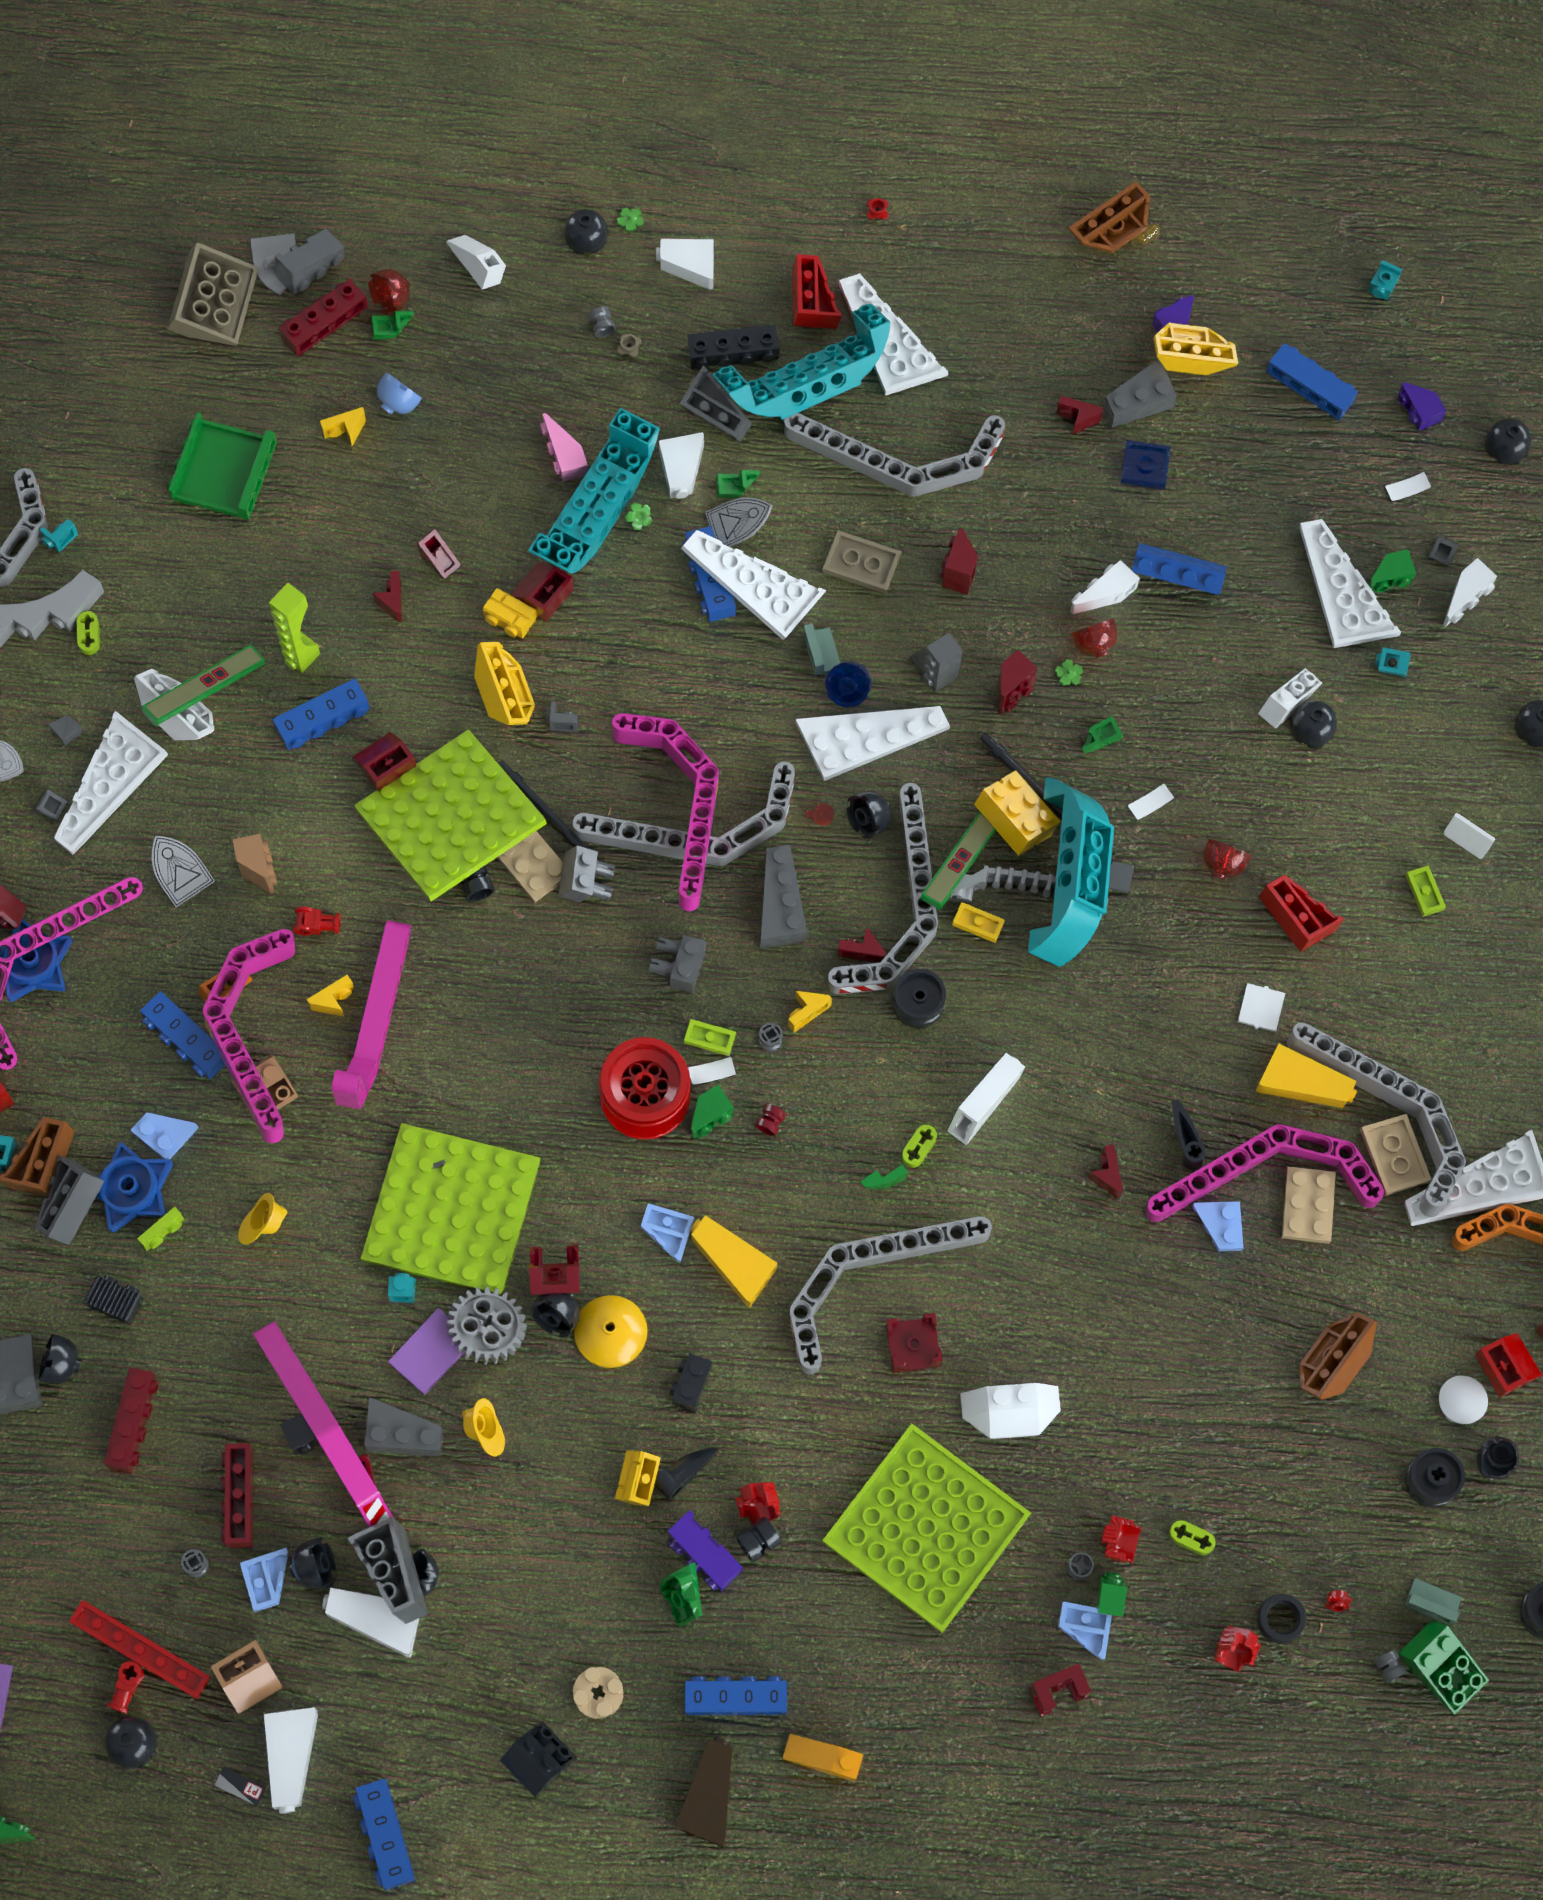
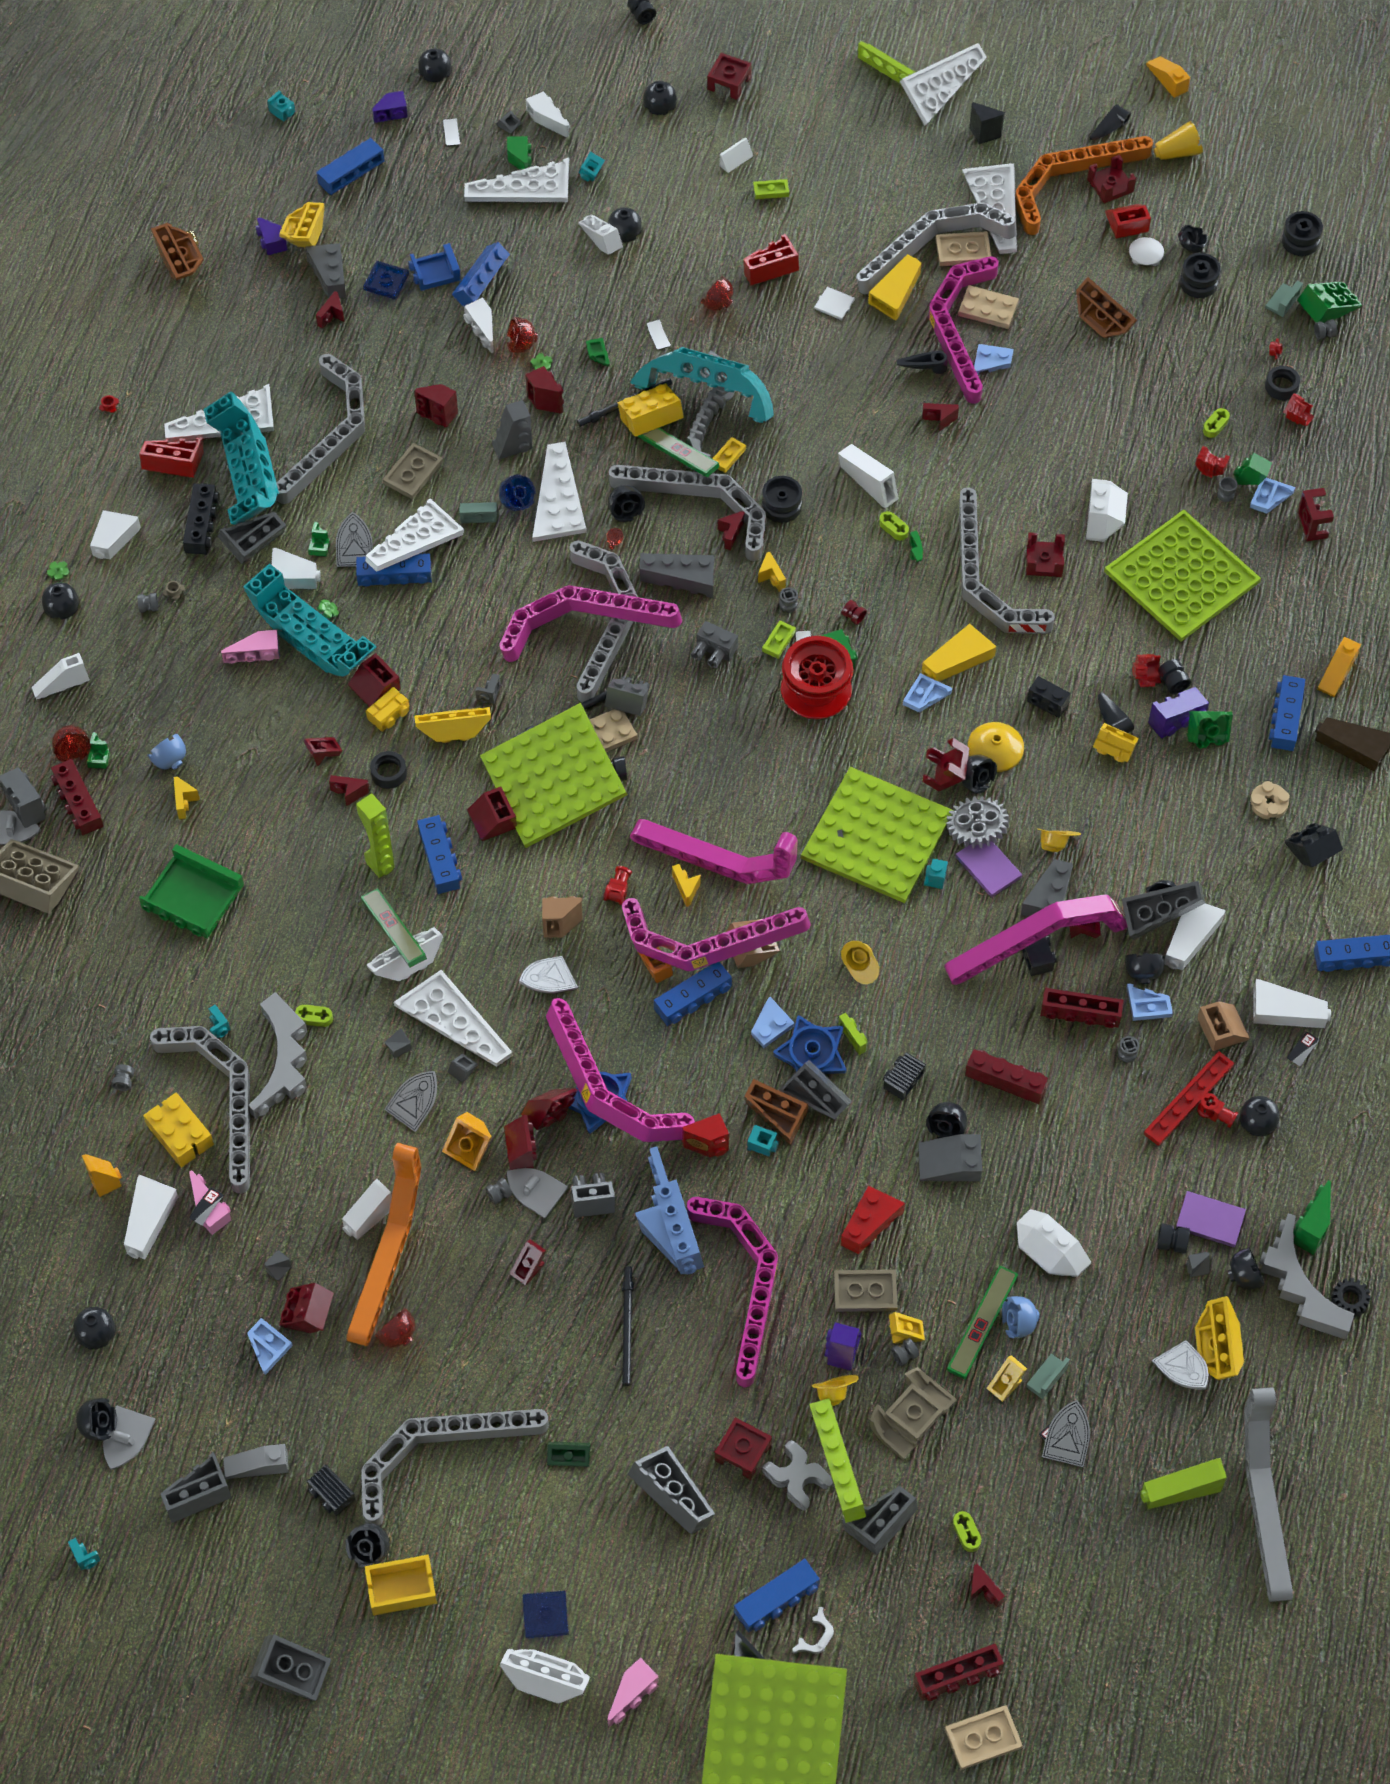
camera: 75 degrees left, 10 degrees down
(423, 618) = (388, 757): none -> black tyre
(1178, 515) = (435, 269): none -> blue panel

